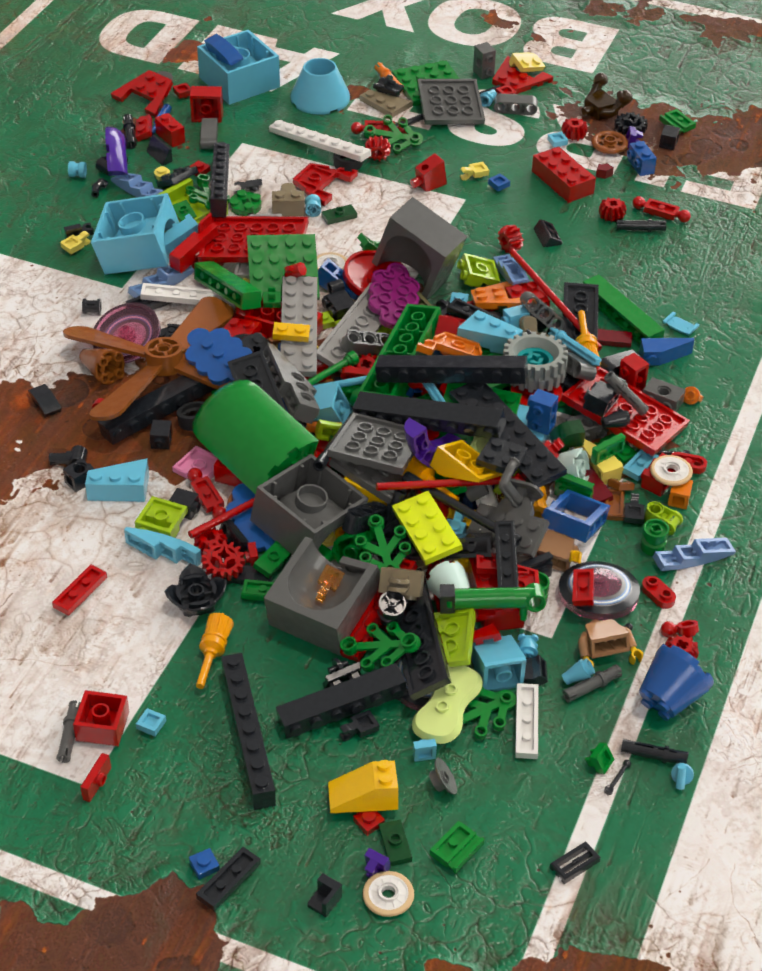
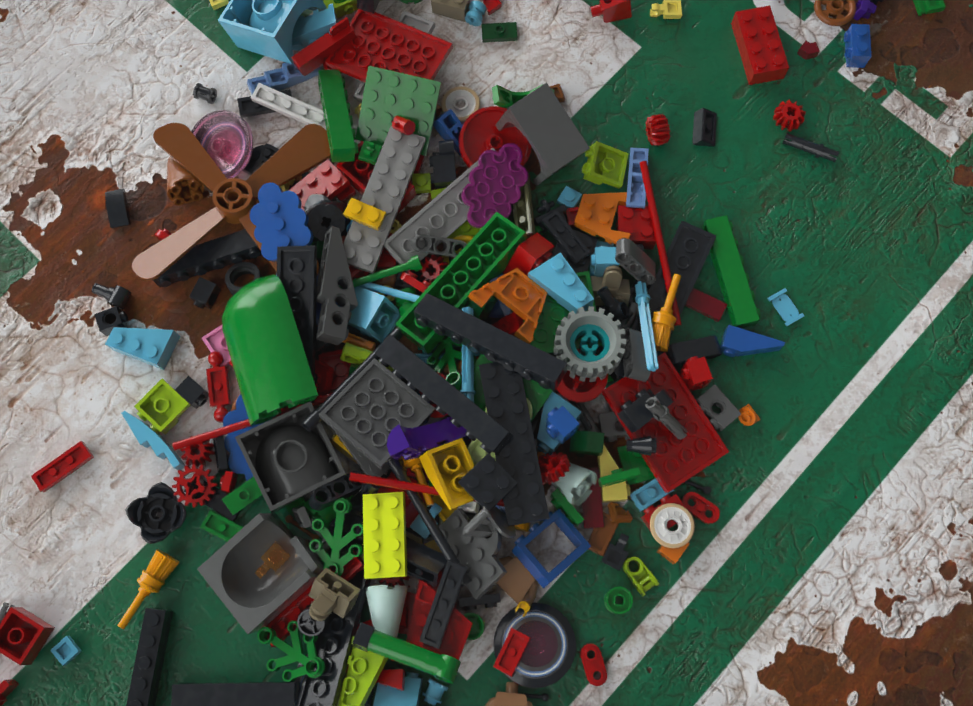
camera: 25 degrees right, 30 degrees up
(339, 547) = (301, 516): none -> dark grey tile
(341, 673) = (249, 659): black hips -> none
(499, 182) = (685, 35): blue plate -> none
(661, 209) = (844, 130): red plate -> none
(669, 137) = (905, 20): black brick -> none
(698, 553) = (650, 631): medium blue slope -> none

